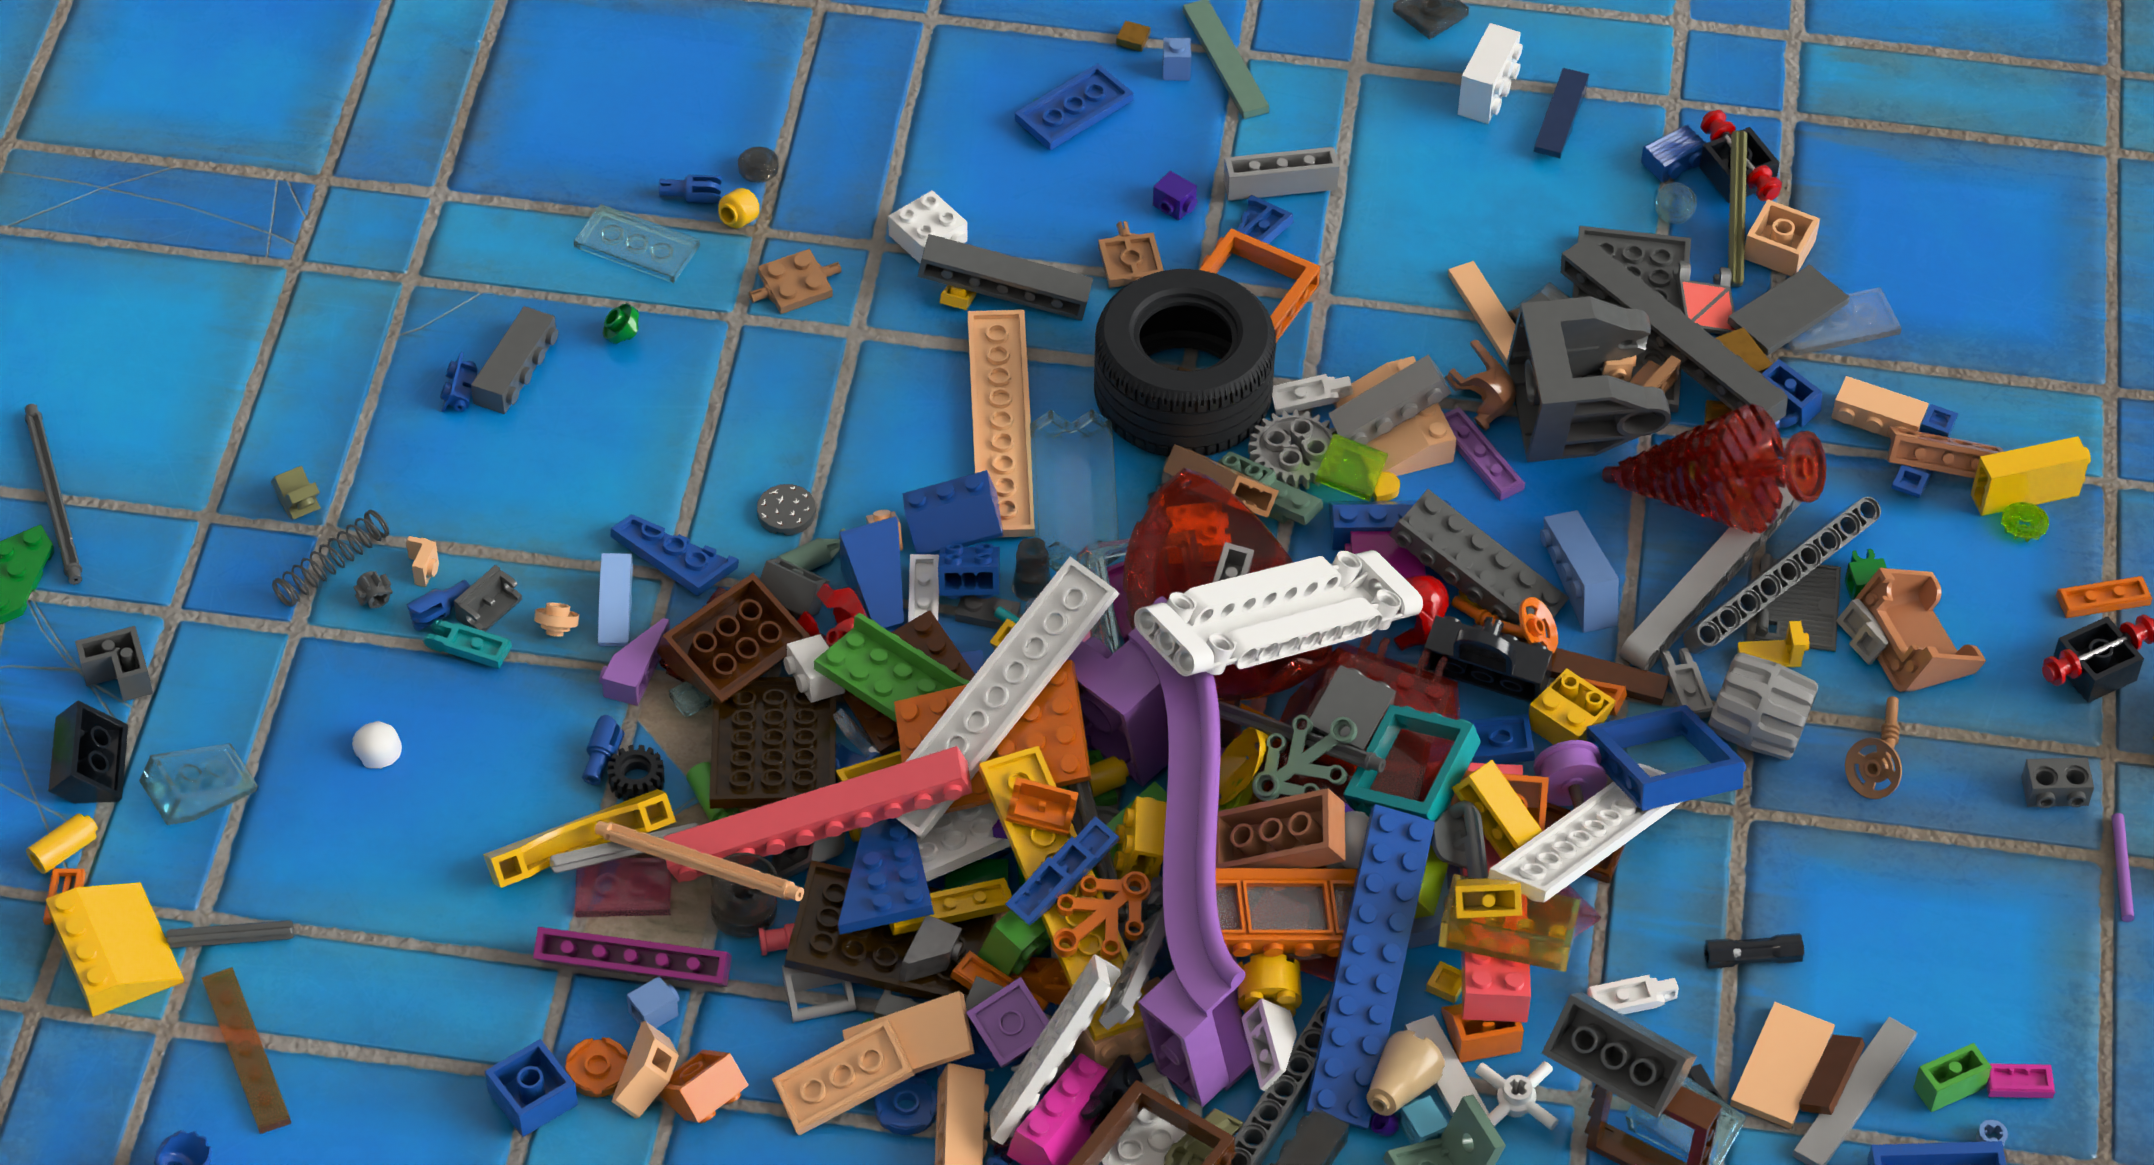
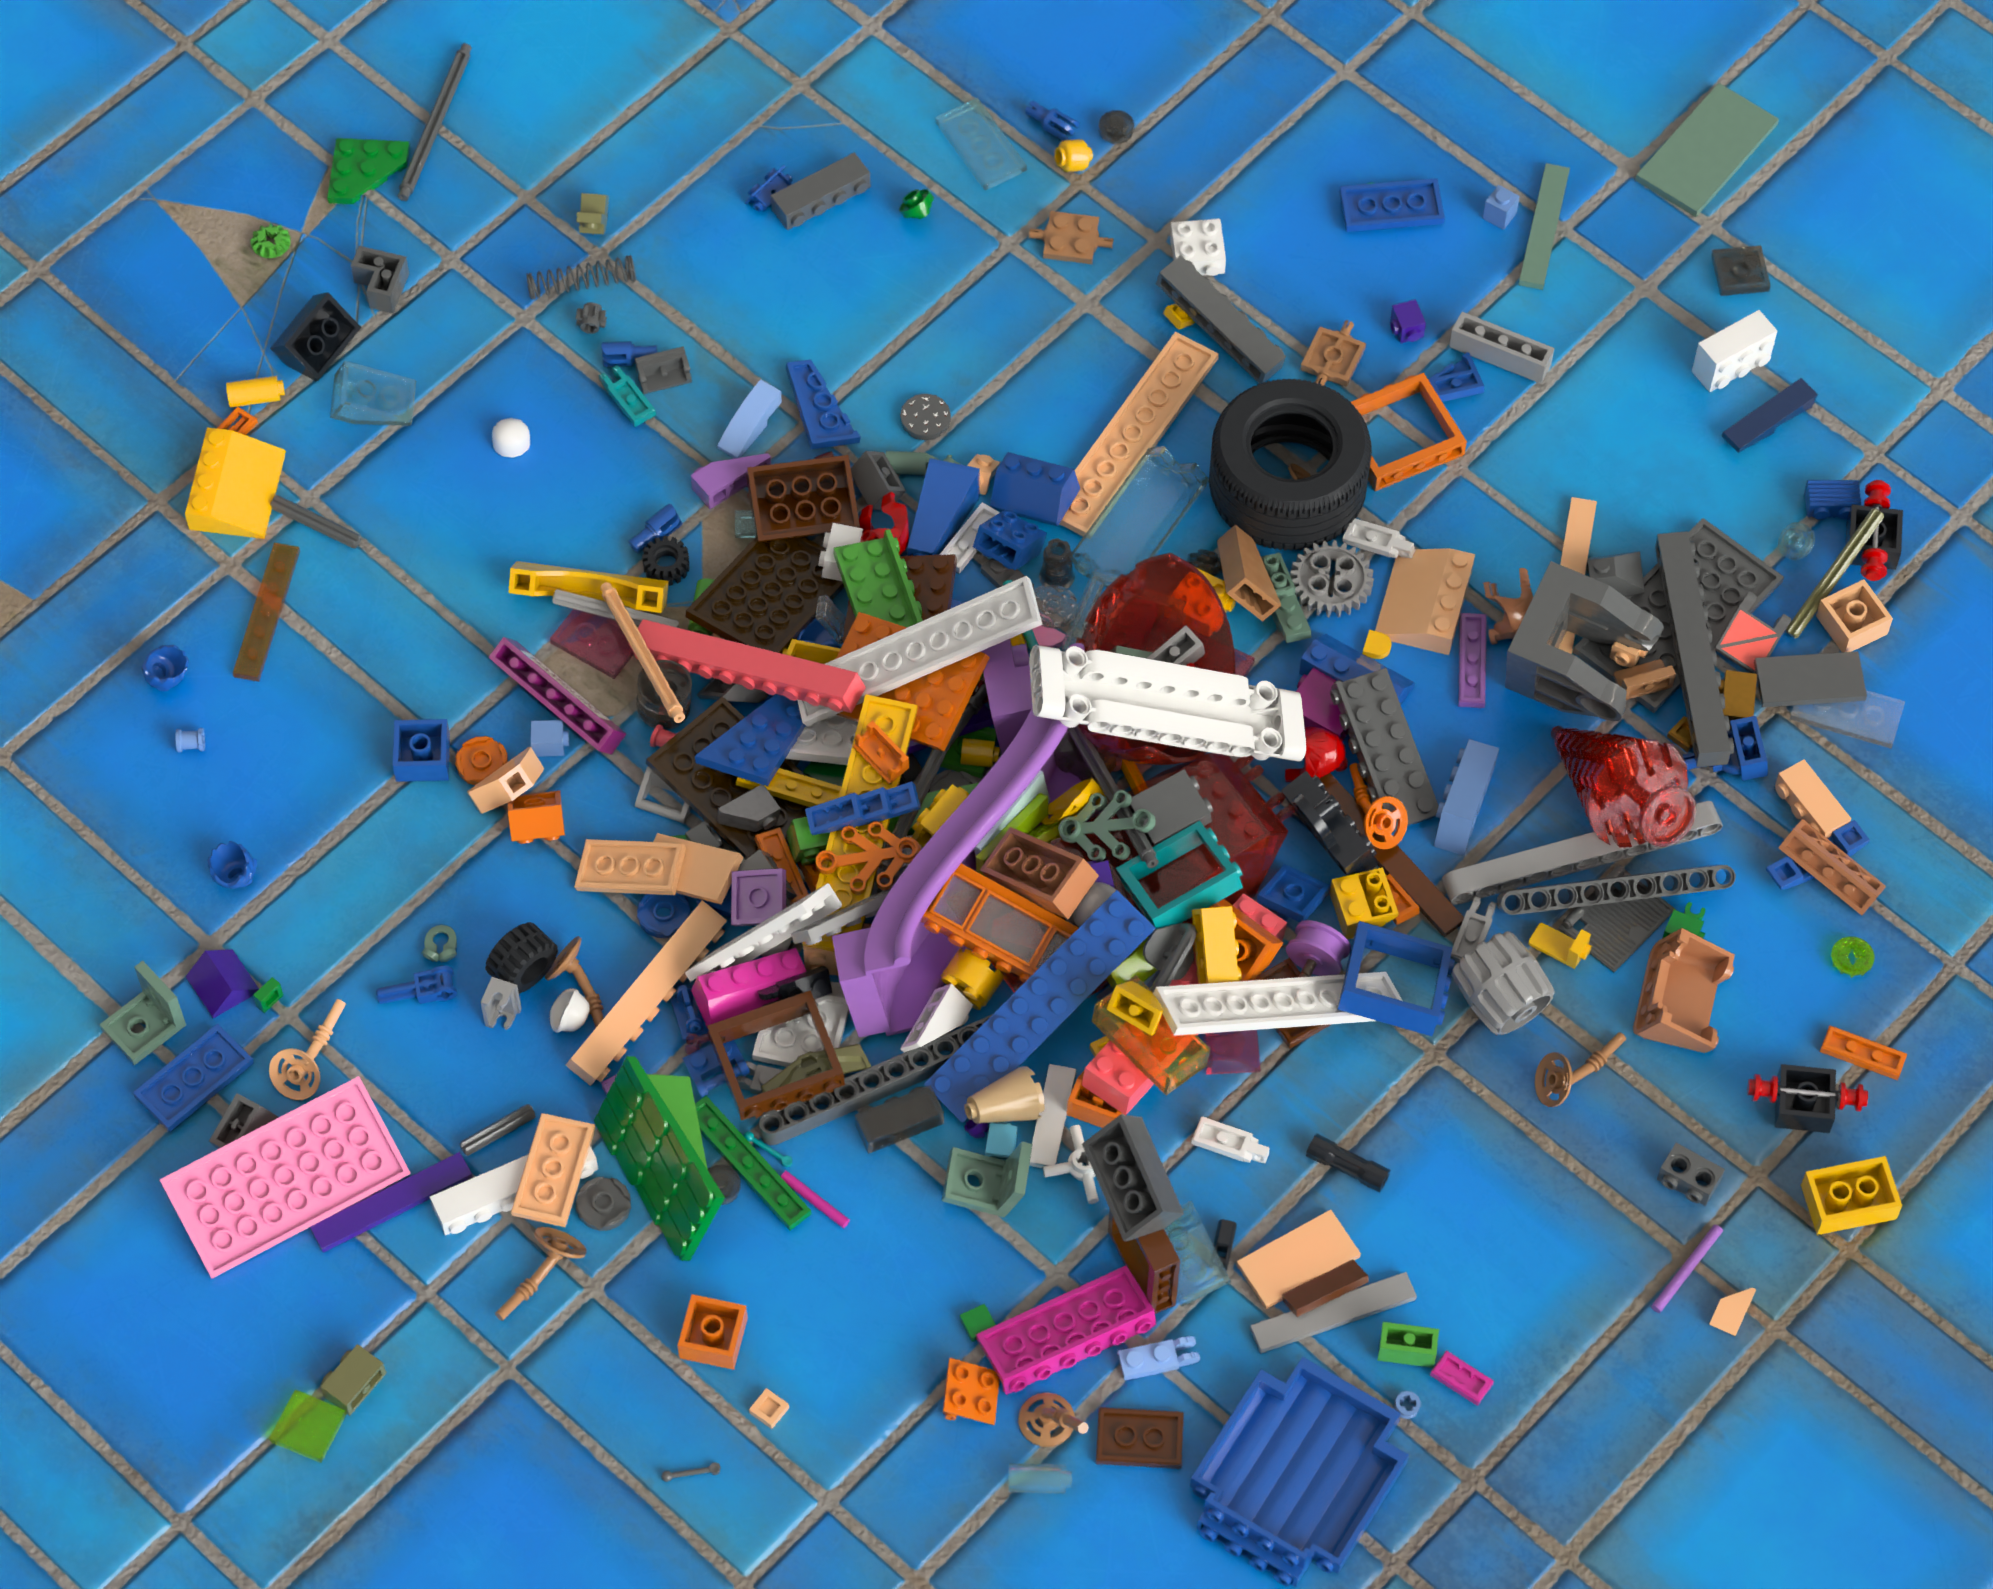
camera: 35 degrees right, 10 degrees up
(425, 559) = (644, 315): light nougat bracket -> none
(556, 618) = (698, 411): light nougat plate -> none
(1133, 36) = (1487, 169): pearl gold tile -> none
(1351, 467) = (1357, 617): clear neon green tile -> none
(1391, 402) = (1421, 582): light grey brick -> none
(1864, 630) = (1645, 962): light grey slope -> none
(2030, 475) = (1882, 923): yellow brick -> none

